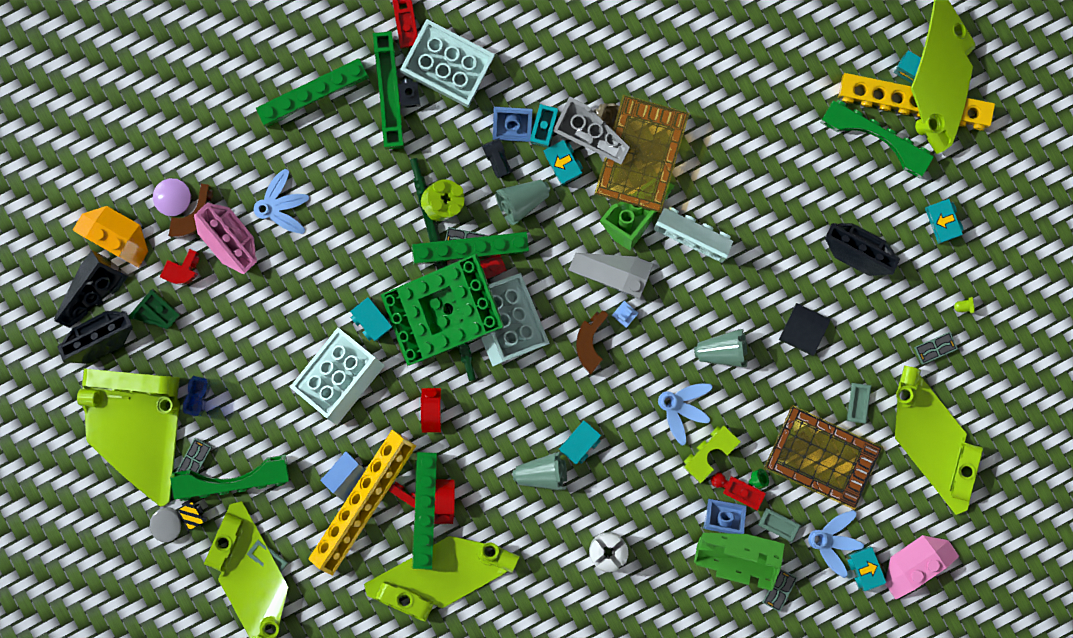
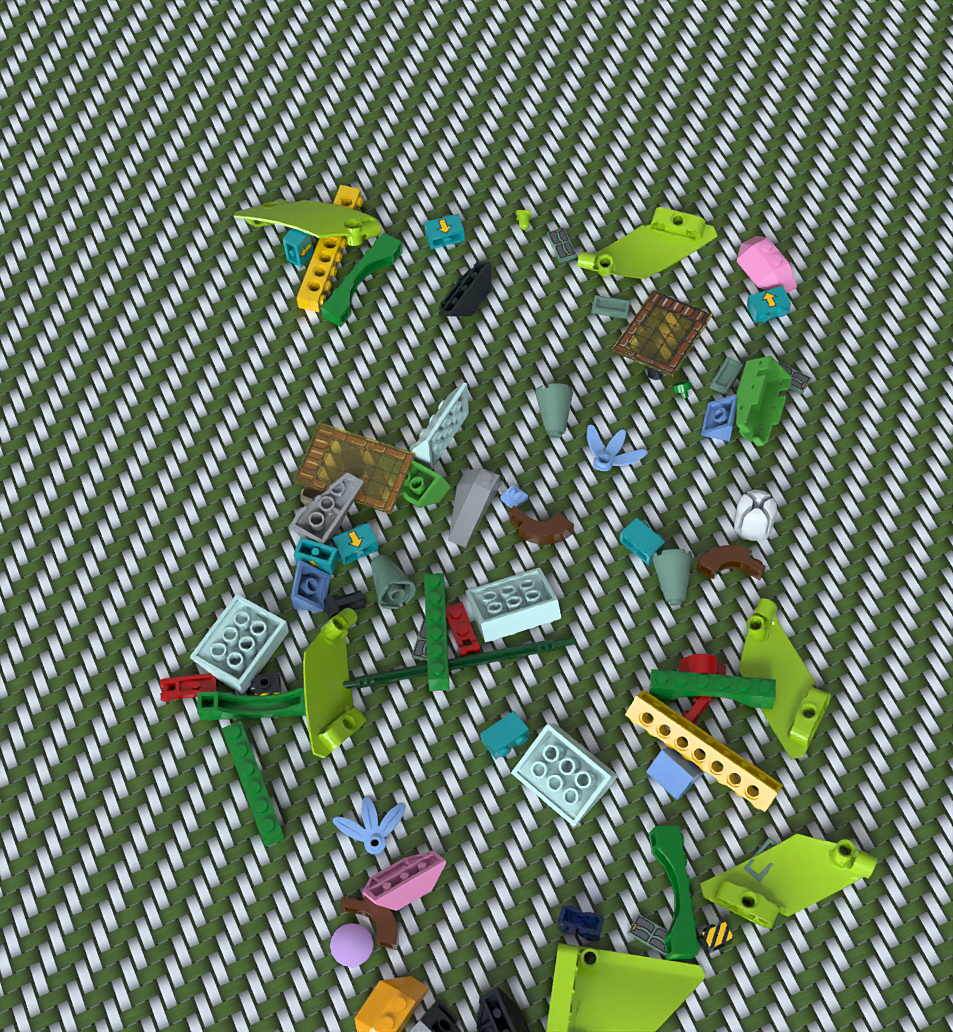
camera: 85 degrees left, 25 degrees down
(155, 311) = (480, 968): dark green wing -> none
(165, 524) = (726, 969): light grey piece -> none
(181, 274) = (440, 938): red brick -> none
(398, 150) = (327, 701): none -> lime panel
(421, 315) = (518, 677): green slope -> none
(431, 410) = (606, 677): red brick -> none
(435, 206) = (383, 654): lime brick -> none
(567, 526) = (730, 557): none -> reddish brown arch
(697, 464) = (666, 438): lime arch -> none
(739, 490) = (693, 405): red plate -> none
(804, 329) = (538, 345): black slope -> none
(827, 540) = (741, 340): light blue plant -> none

